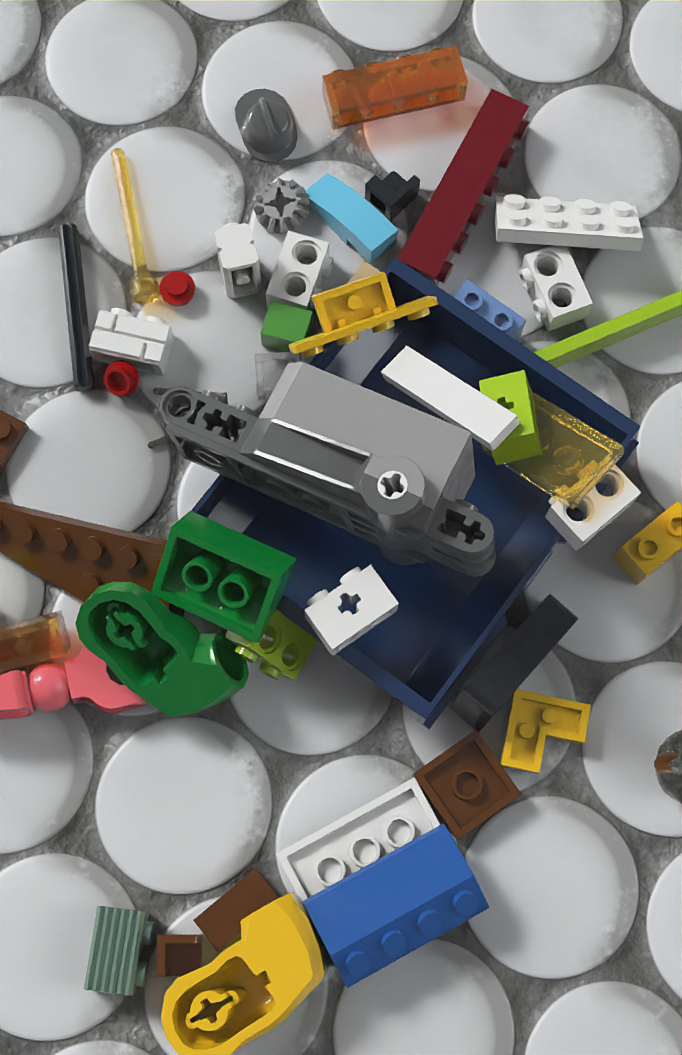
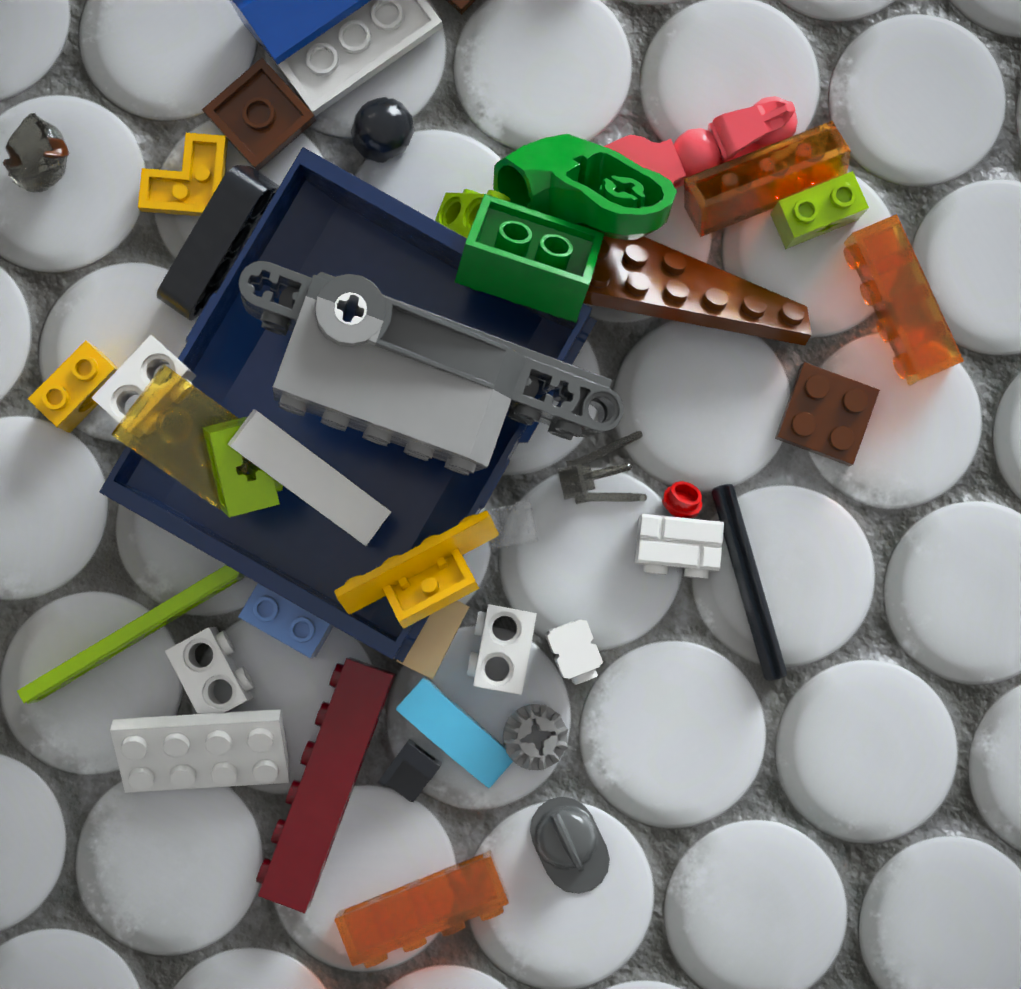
camera: 170 degrees right, 10 degrees up
(143, 286) = (678, 618): clear yellow piece -> none
(177, 288) = (639, 618): red plate -> none
(285, 326) = (508, 581): bright green panel -> none
(340, 629) = (398, 218): white brick -> none
(348, 757) = (382, 129): none -> black hair

